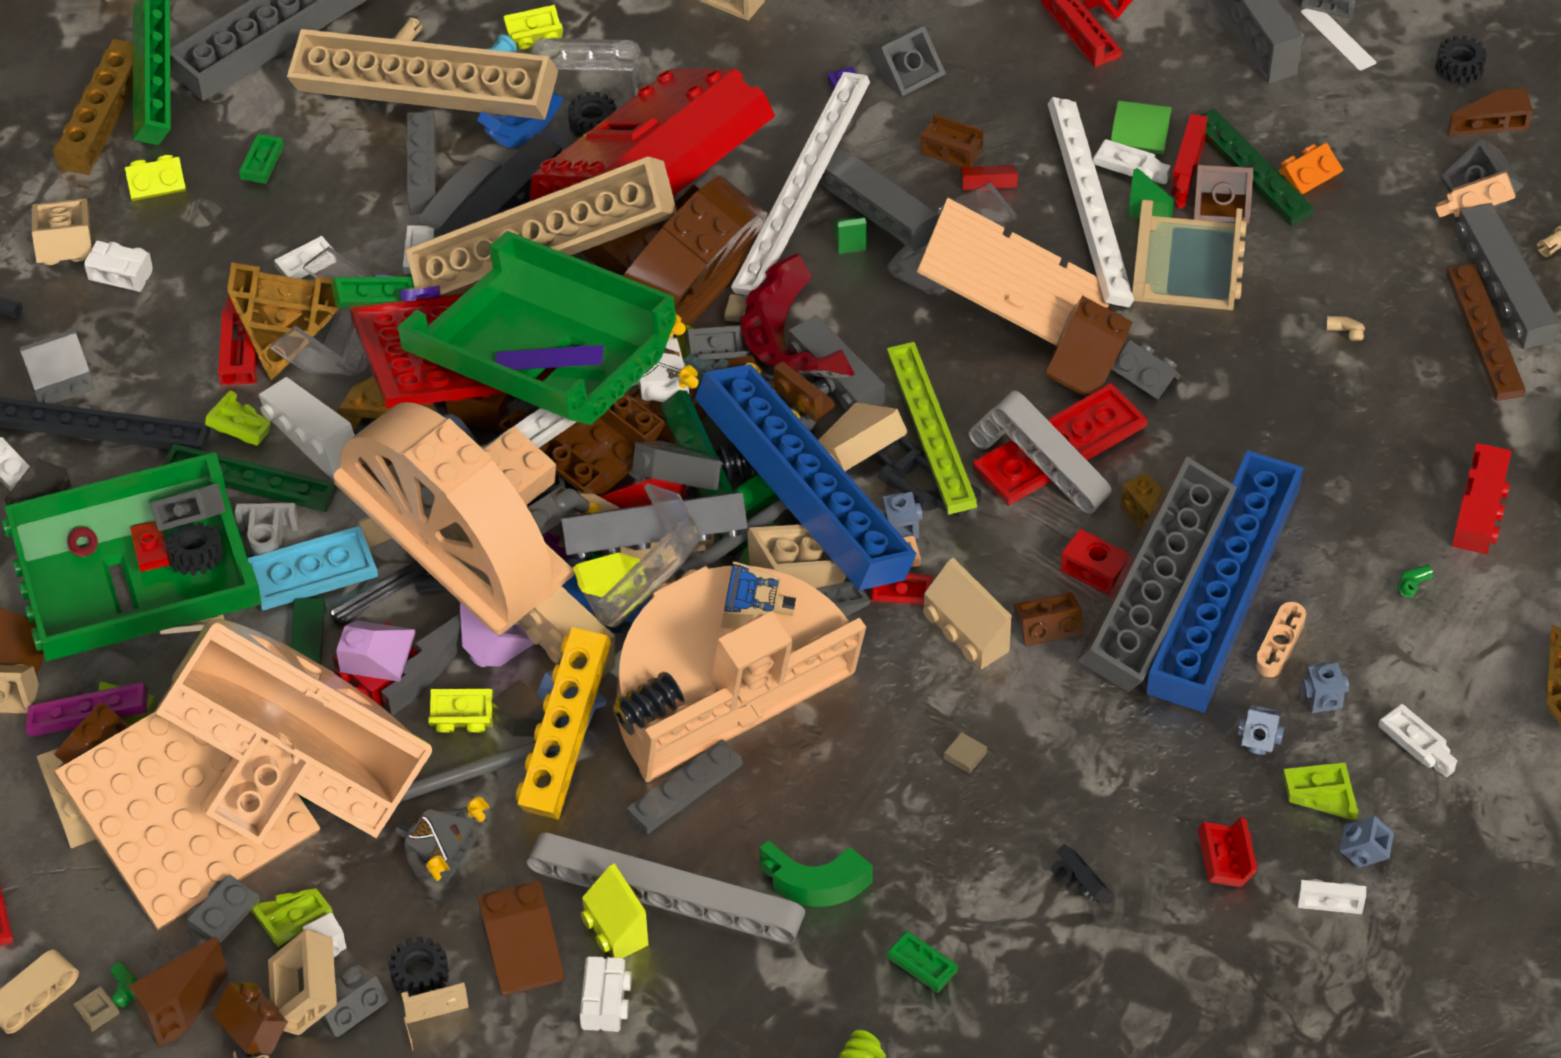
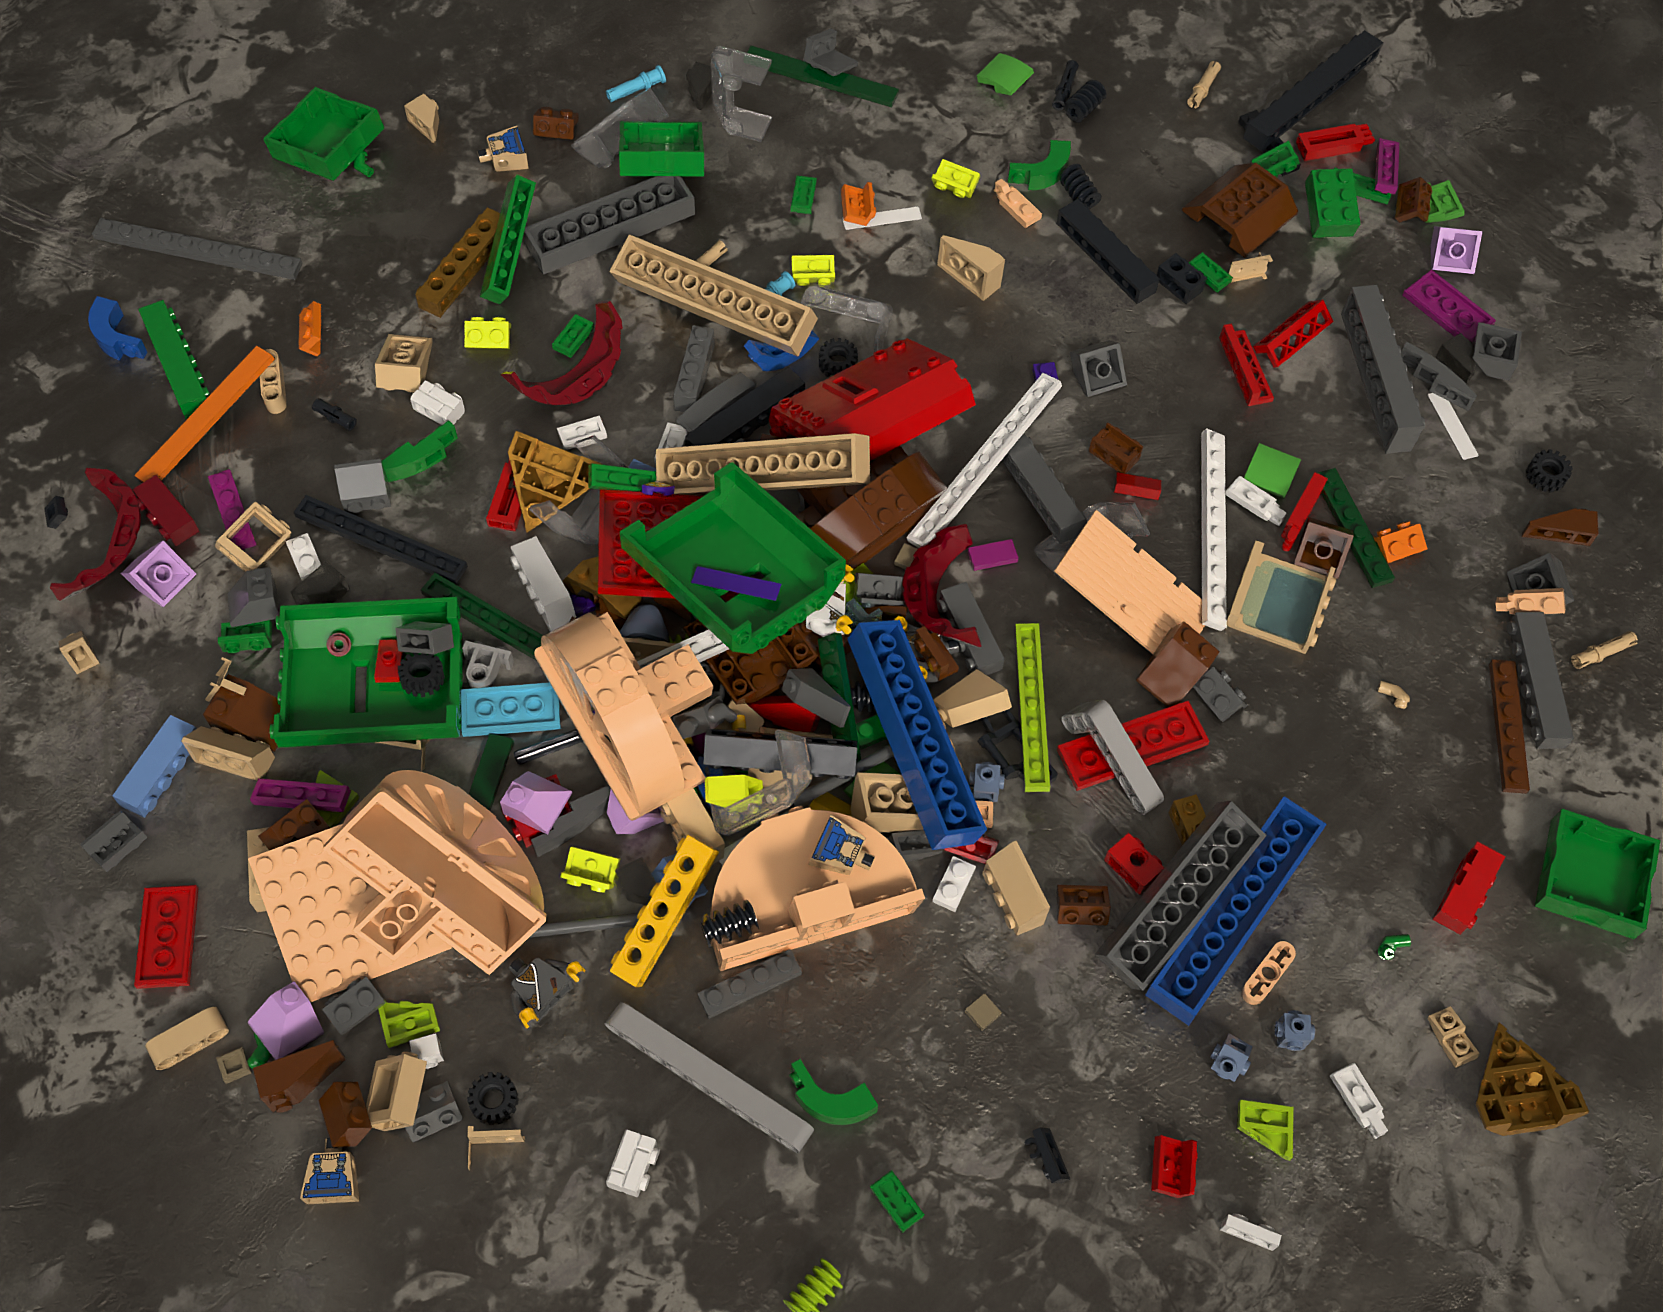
camera: 10 degrees right, 10 degrees up
(107, 331) = (411, 459): none -> green slope
(144, 941) = (286, 1022): none -> lavender slope
(237, 420) = (490, 562): lime wing -> none
(297, 189) = (589, 373): none -> dark red windscreen
(520, 938) = (580, 1093): reddish brown slope -> none
(615, 915) = (659, 1095): neon yellow slope -> none
(838, 284) = (992, 555): none -> magenta tile
(849, 234) = (1013, 511): green slope -> none
(893, 632) = (954, 884): none -> white plate
(1145, 189) = (1261, 531): green slope -> none
(1366, 841) = (1292, 1189): sand blue brick -> none
(1504, 656) = (1451, 1036): none -> tan slope

